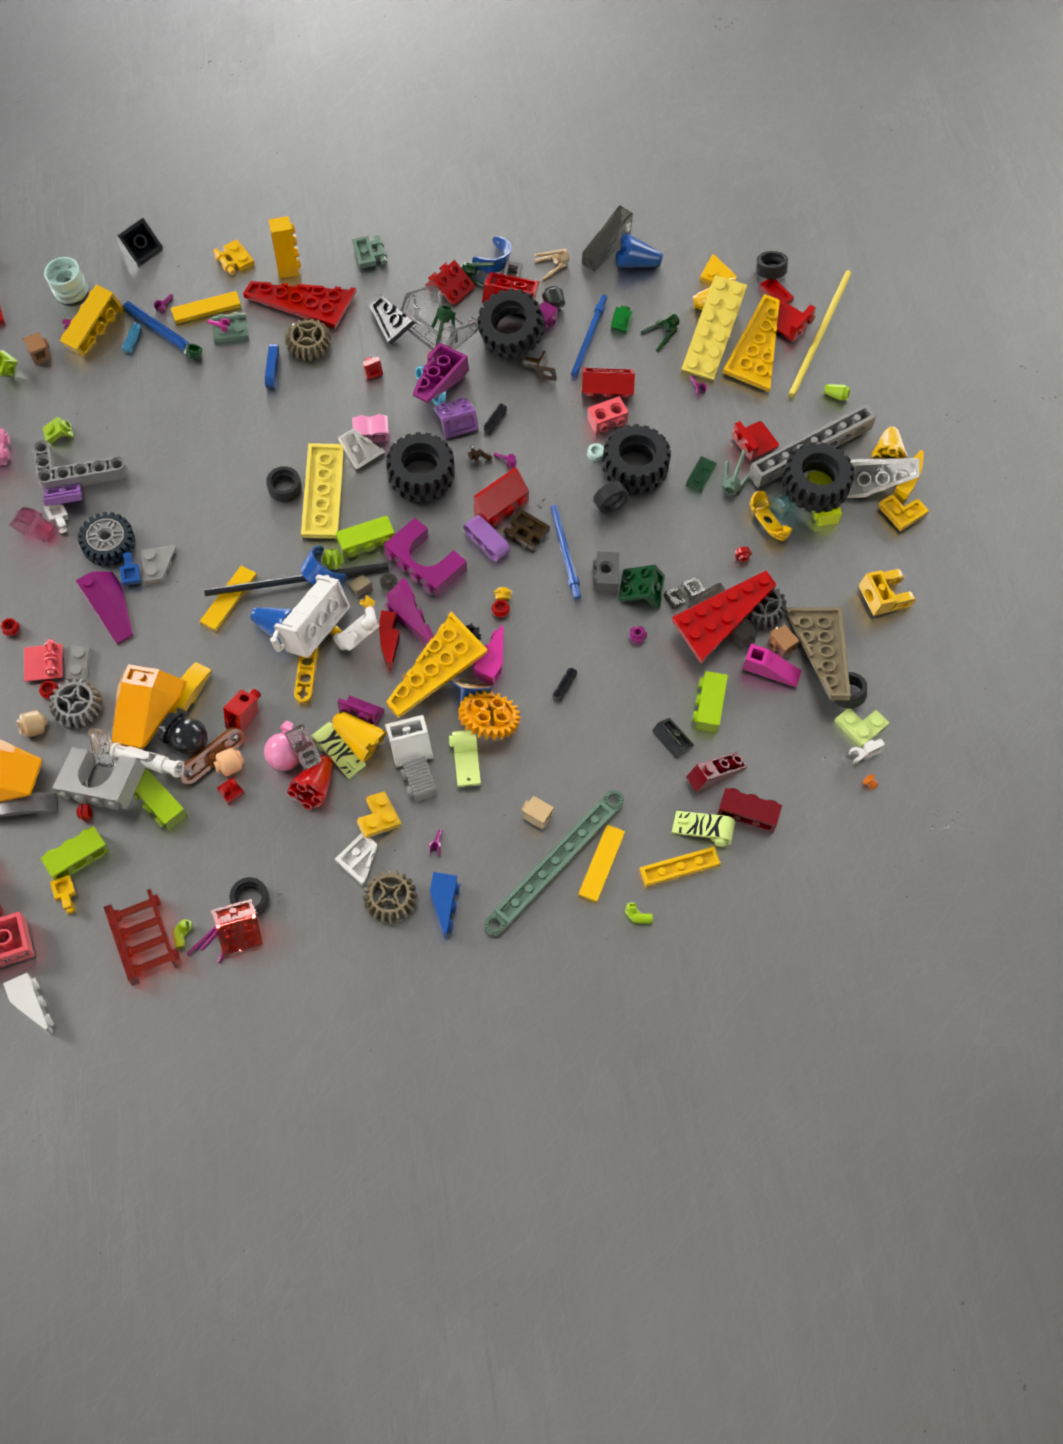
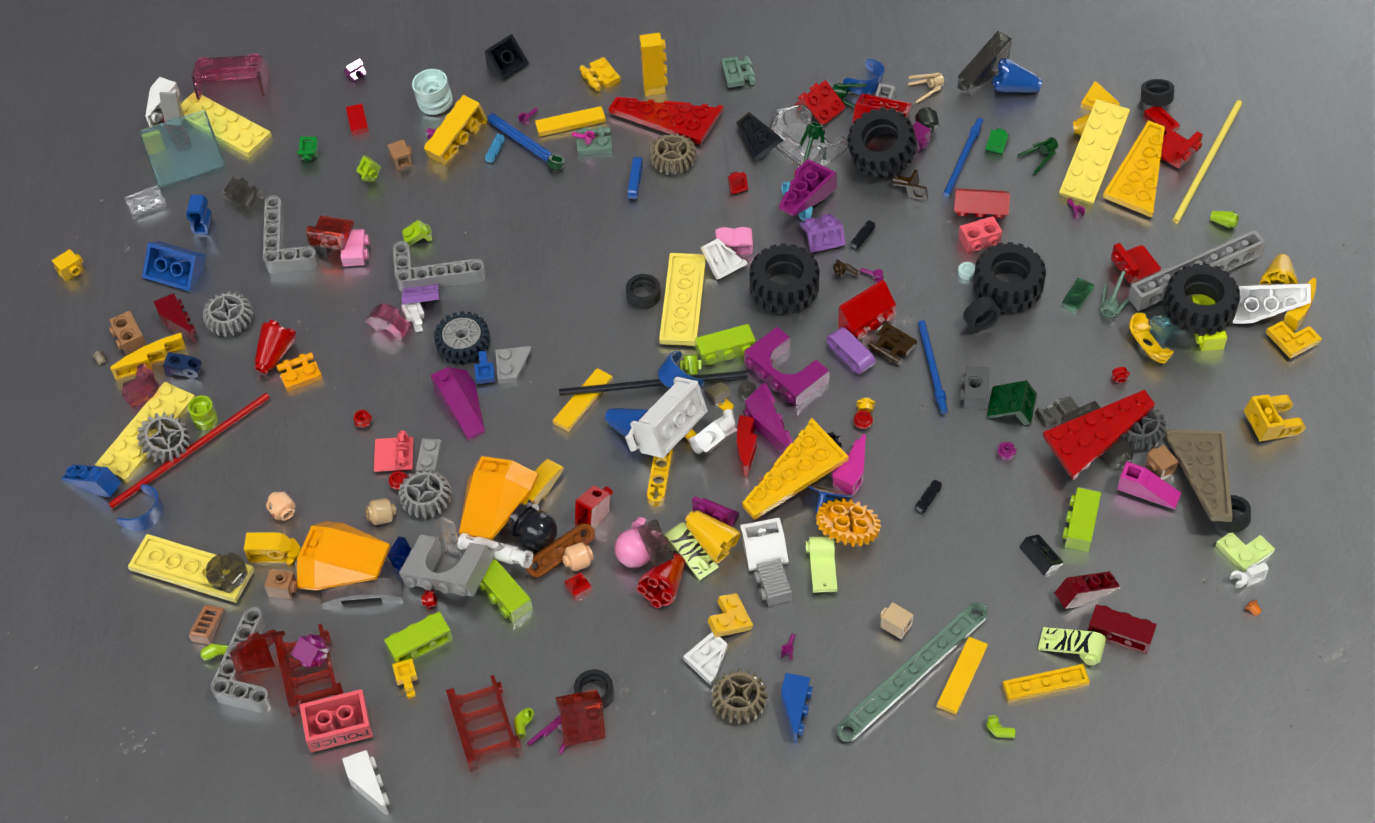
camera: 10 degrees right, 10 degrees down
(52, 765) = (399, 552): none -> clear blue bracket

